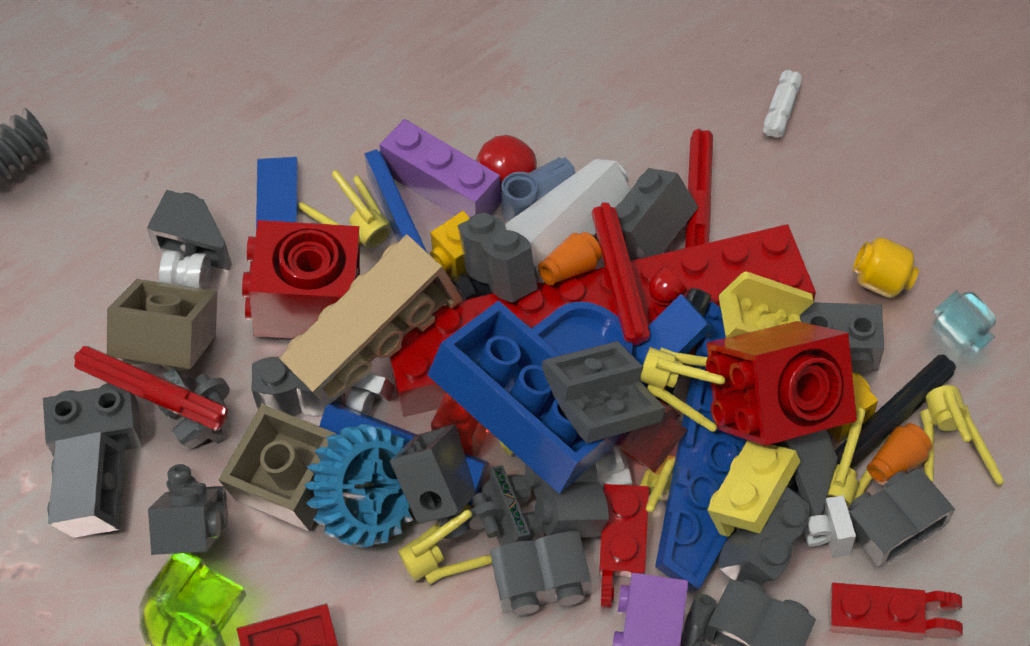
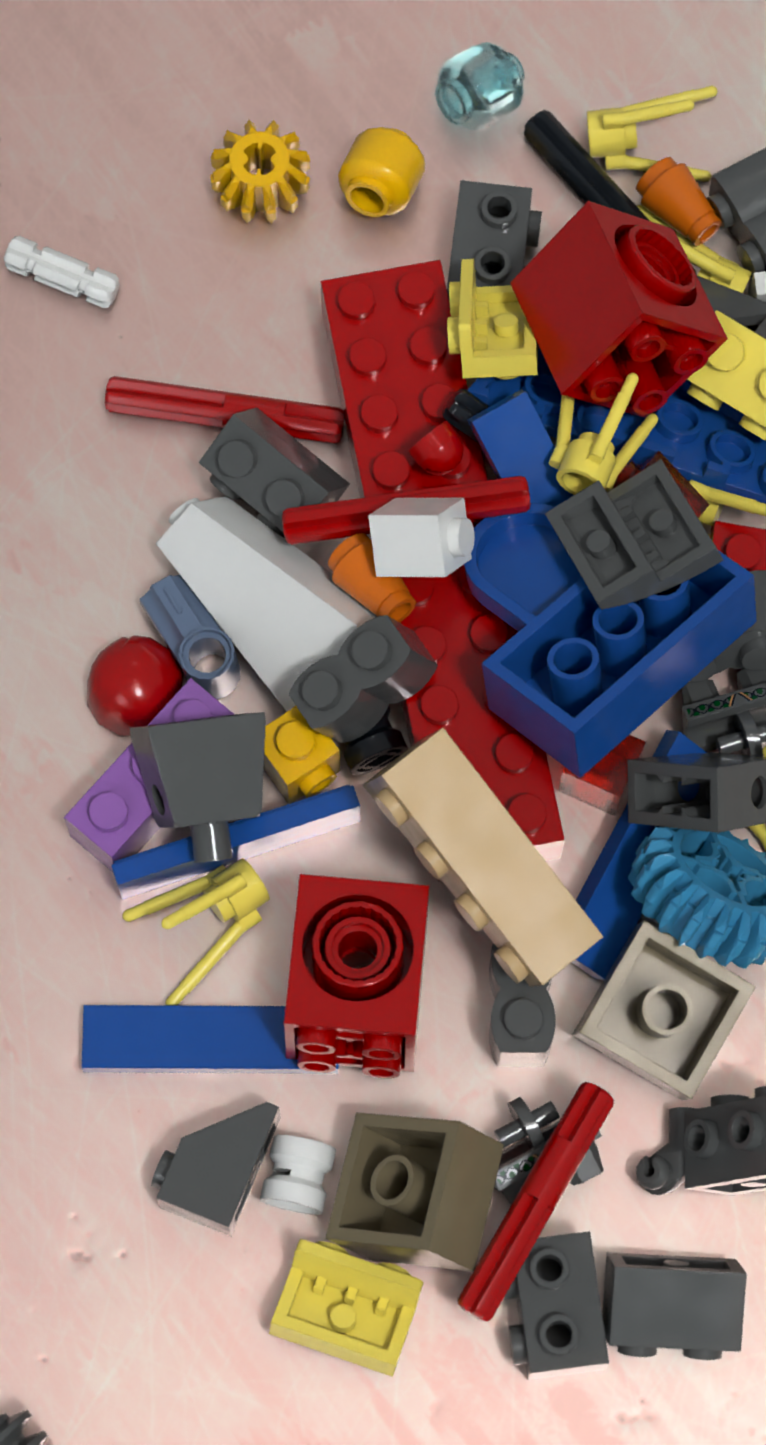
camera: 90 degrees left, 15 degrees up
(86, 311) = (346, 1306): none -> light yellow bracket
(428, 176) = (203, 776): none -> dark grey torso
(590, 265) = (421, 537): none -> white brick
(872, 199) = (260, 152): none -> yellow gear

